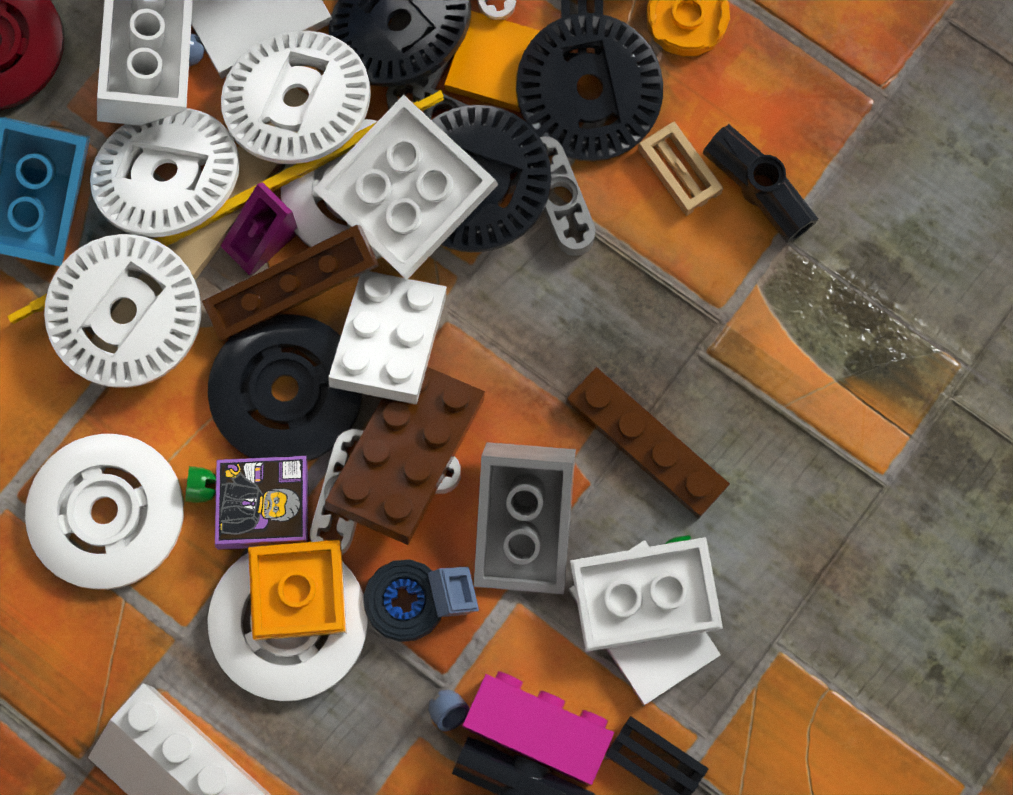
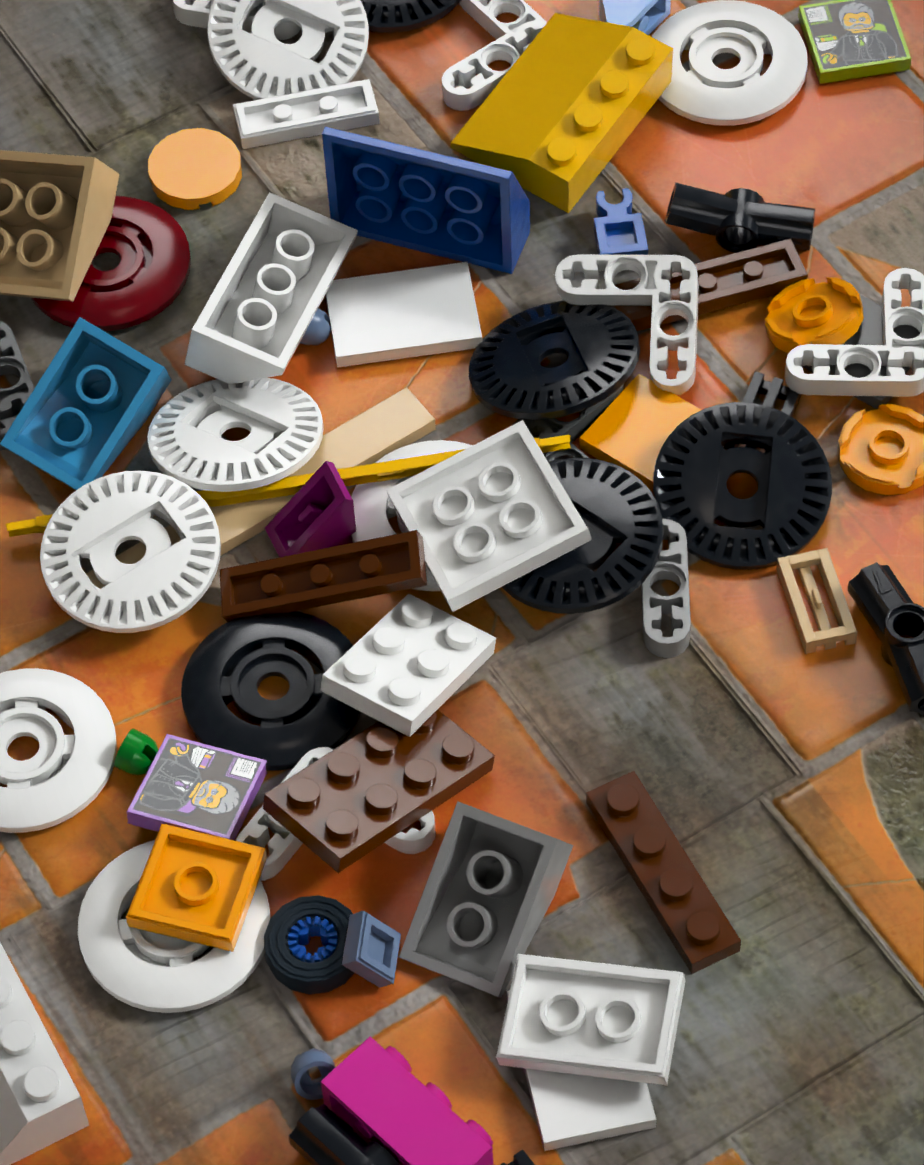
camera: 25 degrees right, 20 degrees down
(274, 66) = (362, 388): white piece -> none

